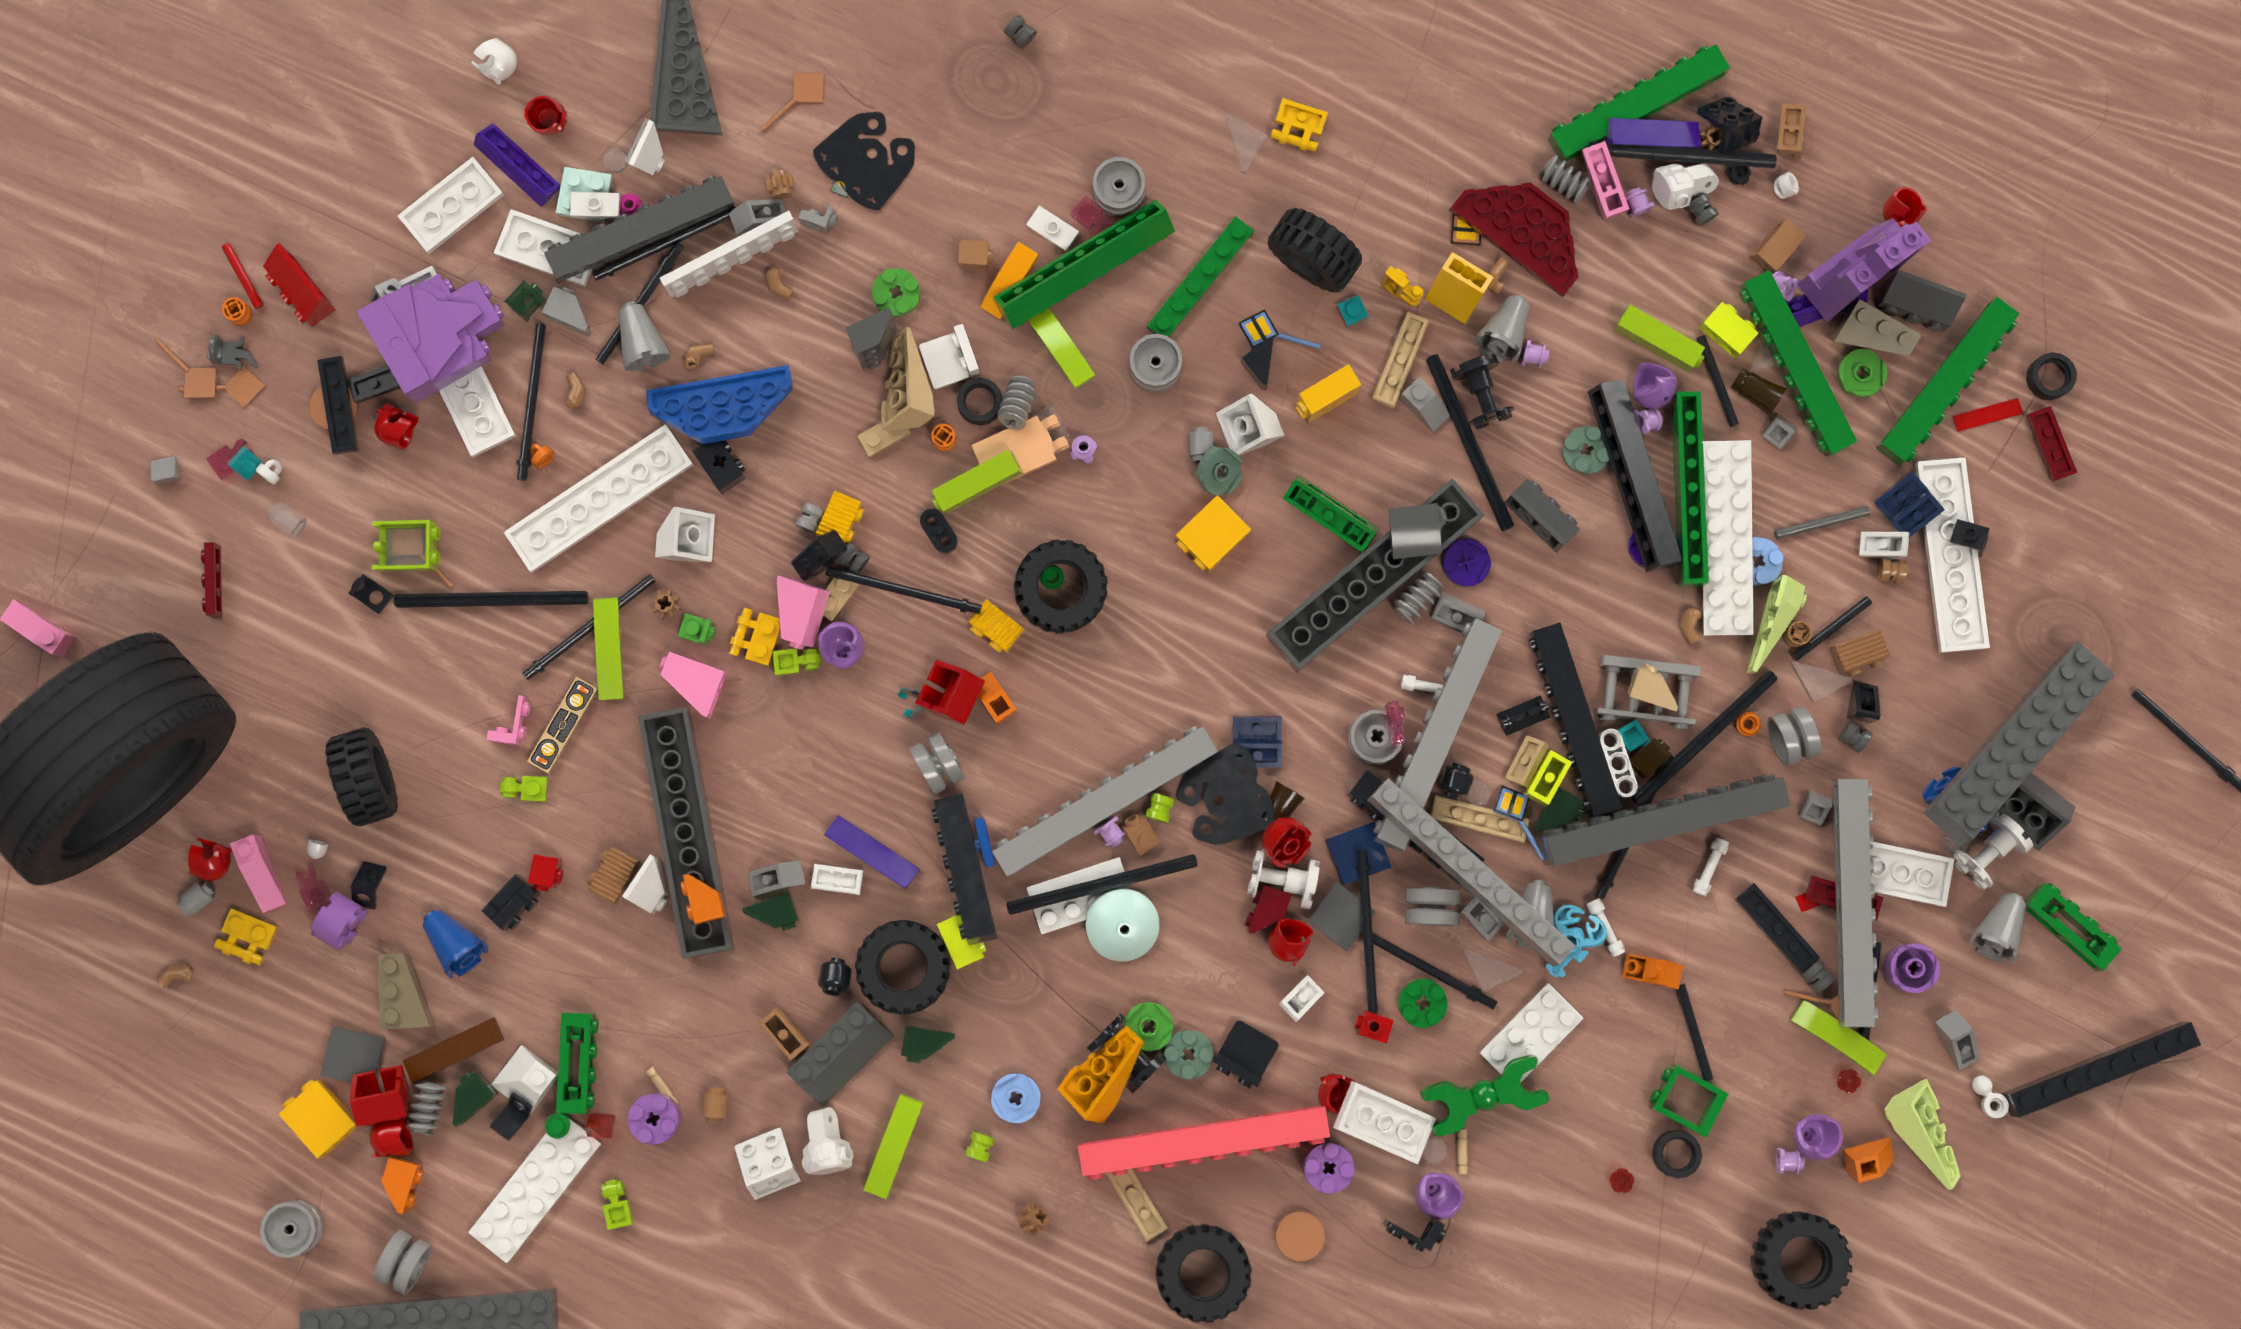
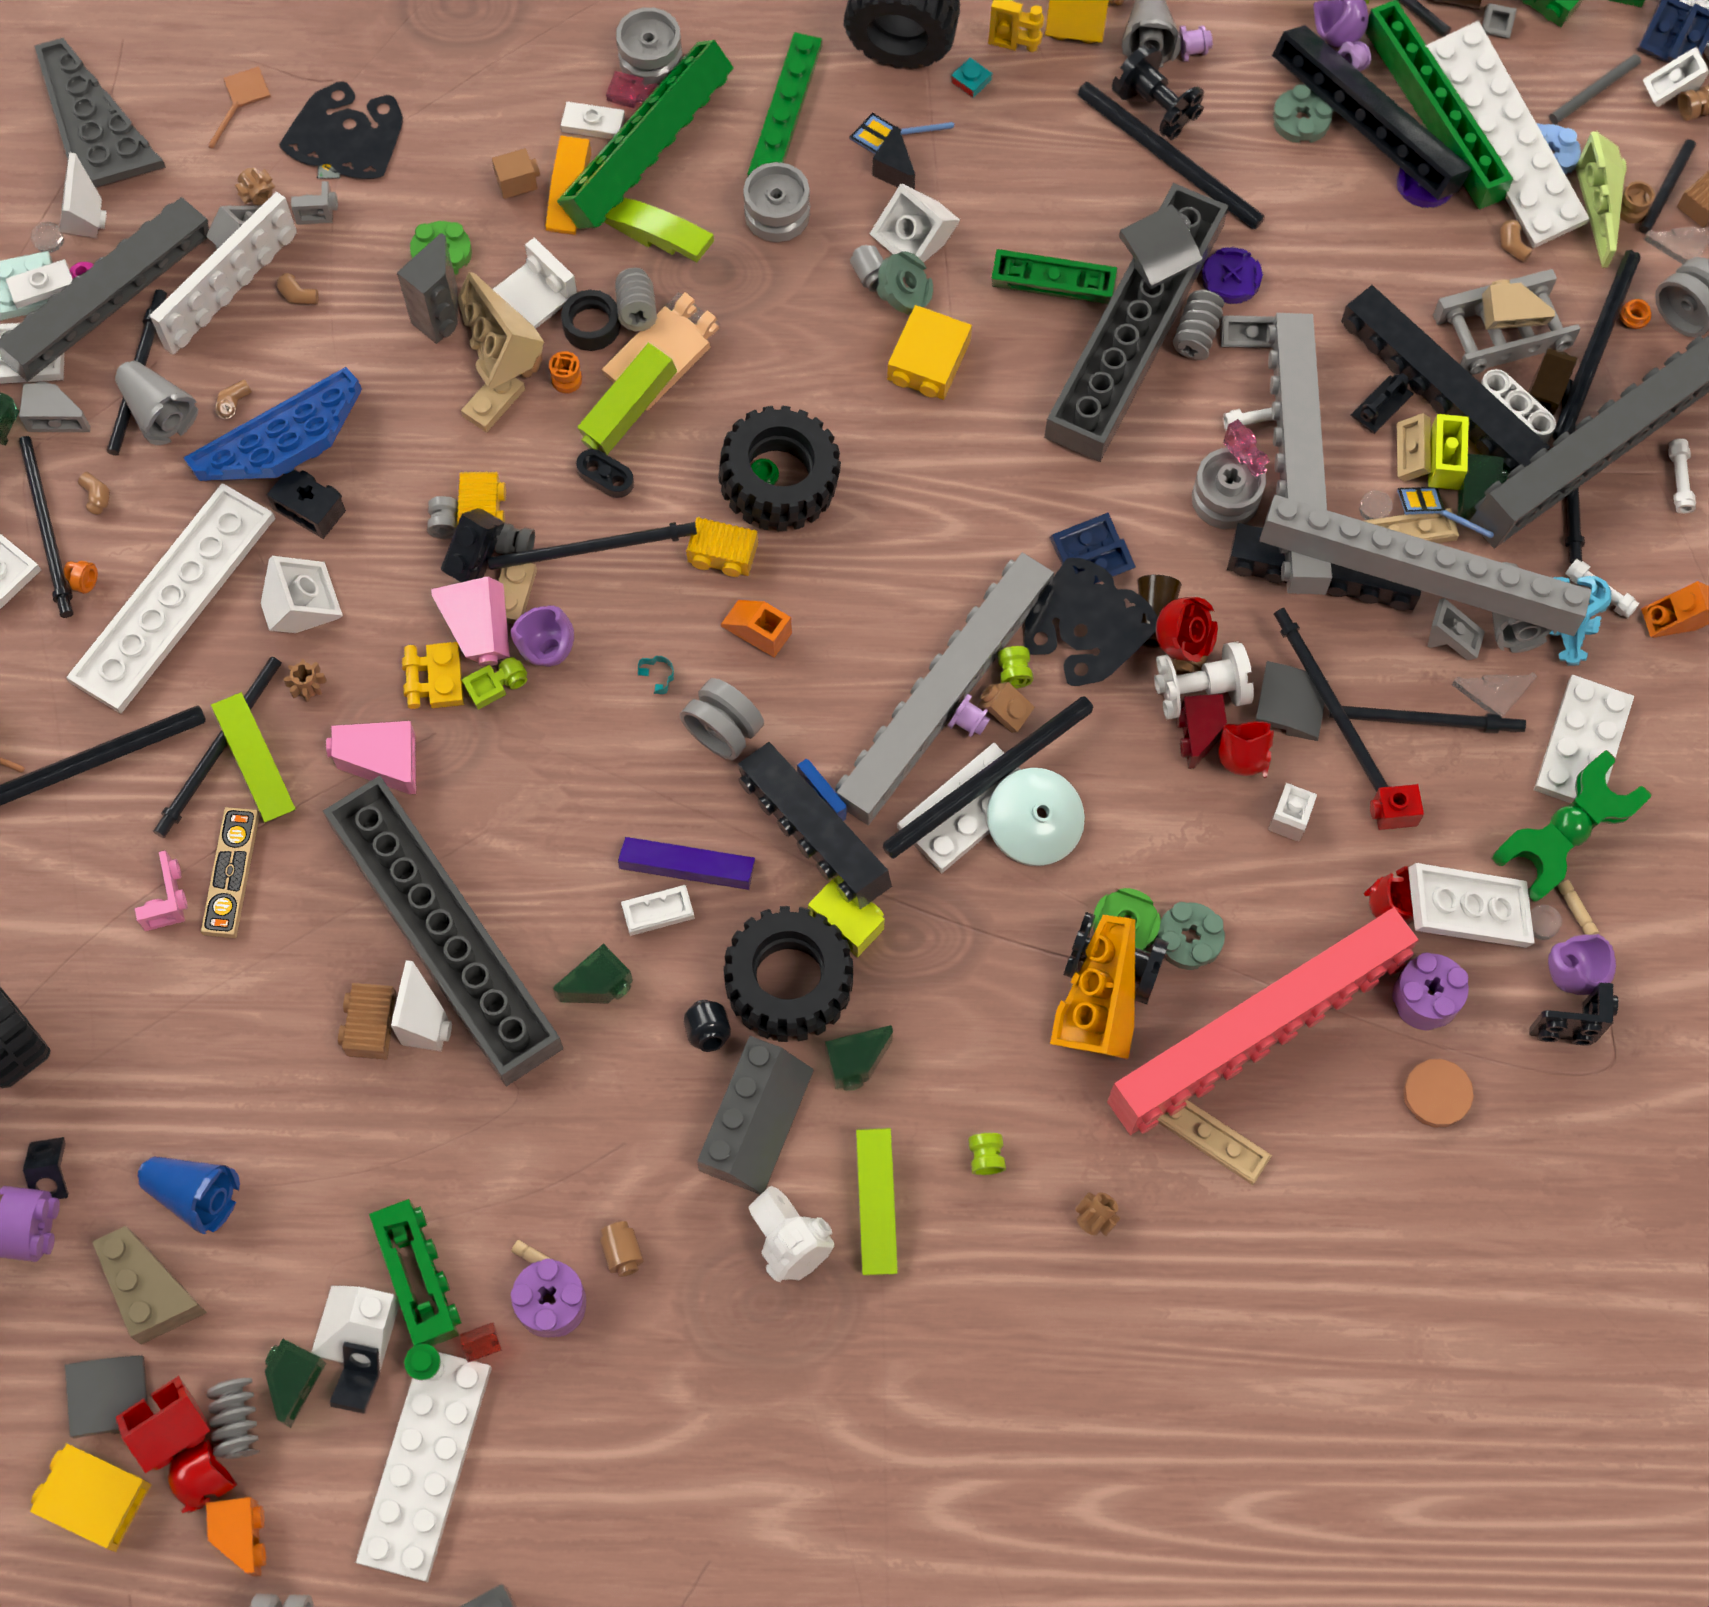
camera: 20 degrees left, 15 degrees down
(453, 1050) = (242, 1327): reddish brown slope -> none
(511, 903) = (248, 1109): black brick -> none
(531, 789) = (220, 963): lime plate -> none
(545, 872) = (278, 1053): red brick -> none
(610, 269) = (87, 349): black bar -> none
(617, 1212) = (550, 1444): lime plate -> none
(697, 629) = (356, 696): bright green bracket -> none
(704, 901) = (501, 987): orange slope -> none
(766, 1164) = (723, 1296): white bracket -> none
(776, 877) = (579, 937): light grey slope -> none
(784, 1033) = (674, 1118): medium nougat brick -> none
(959, 696) = (708, 624): red piece -> none
(1011, 1111) = (1003, 1096): light blue plate -> none
(1086, 455) = (735, 322): lavender brick -> none
(1236, 1283) = (1373, 1150): black tyre -> none
(1246, 1054) = (1260, 904): black bracket -> none
(1327, 394) = (988, 157): yellow brick -> none
(1345, 856) = (1262, 631): dark blue slope -> none
(1400, 360) = (1049, 105): tan tile -> none
(1425, 404) = (1099, 133): light grey slope -> none
(1432, 906) = (1394, 639): light grey wheel -> none
(1434, 995) = (1447, 744): green plate -> none
(1456, 781) = (1346, 495): black head -> none
(1542, 515) = (1290, 192): dark grey slope -> none
(1633, 735) = (1519, 370): teal plate -> none

